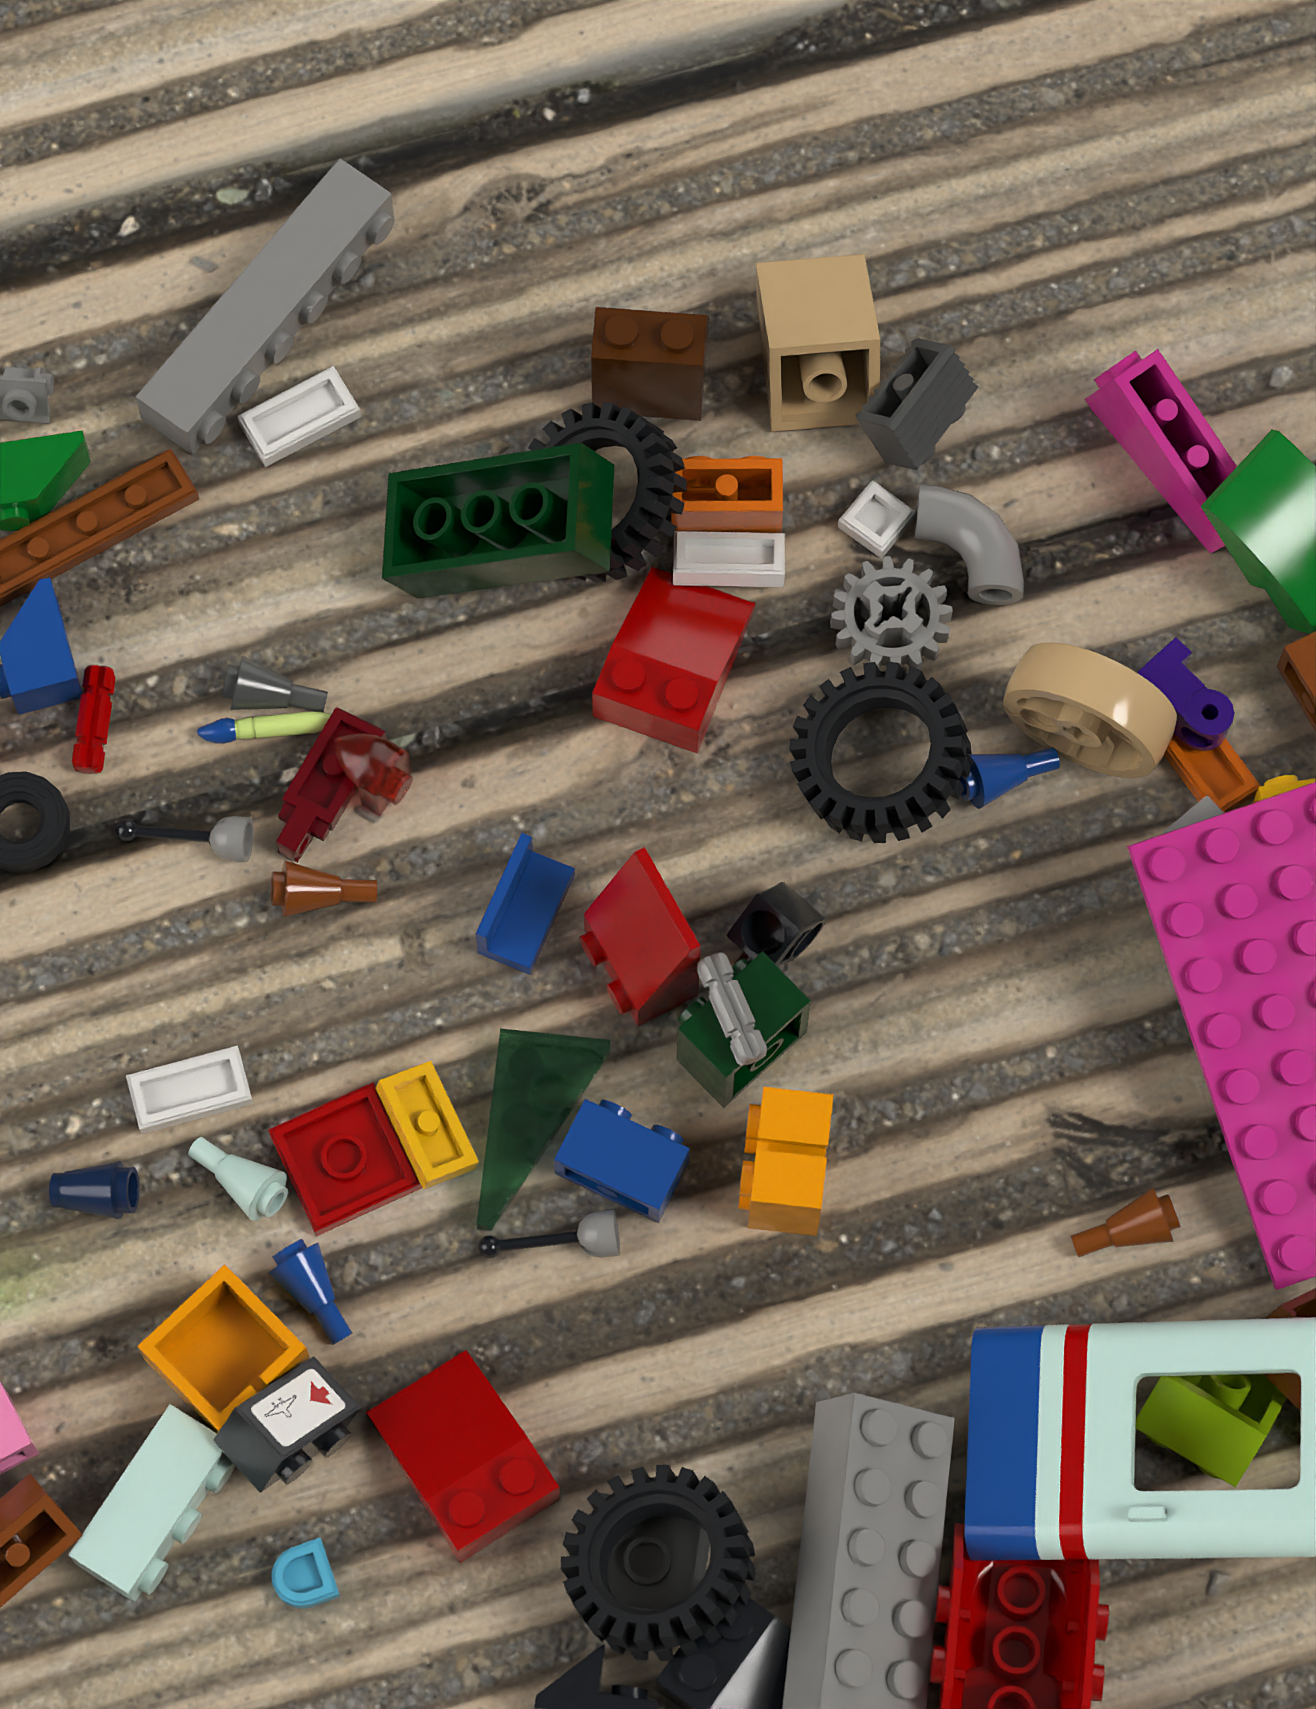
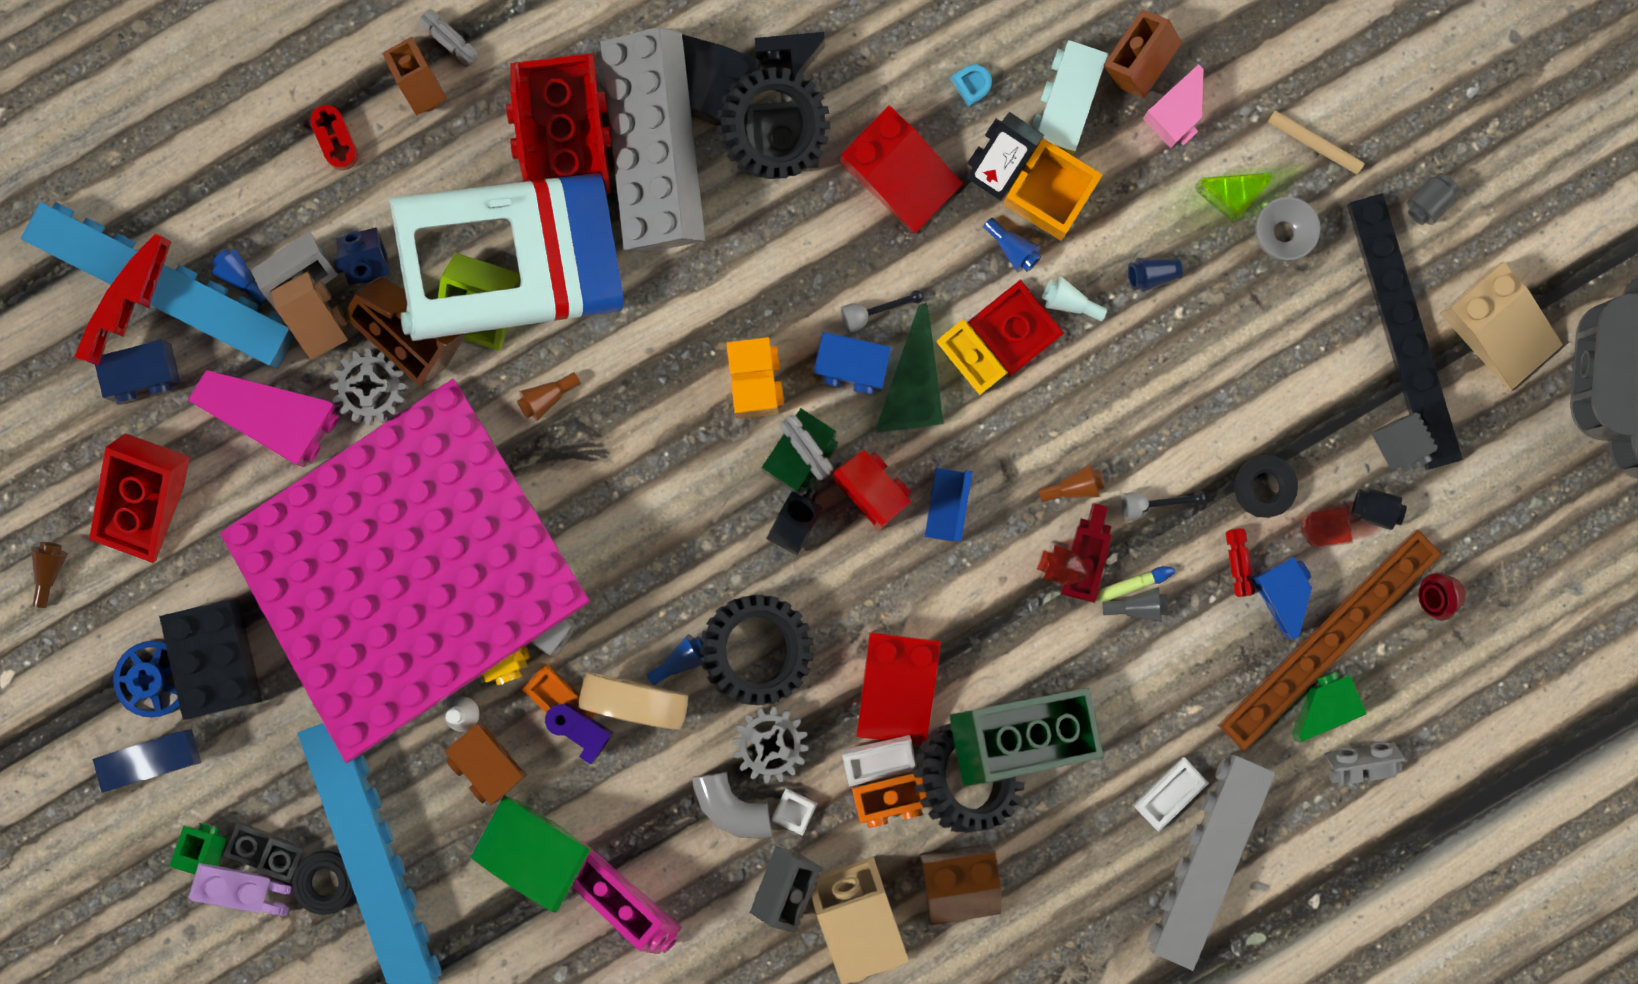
camera: 165 degrees right, 15 degrees up
(189, 1089) = (1117, 348): white tile -> none

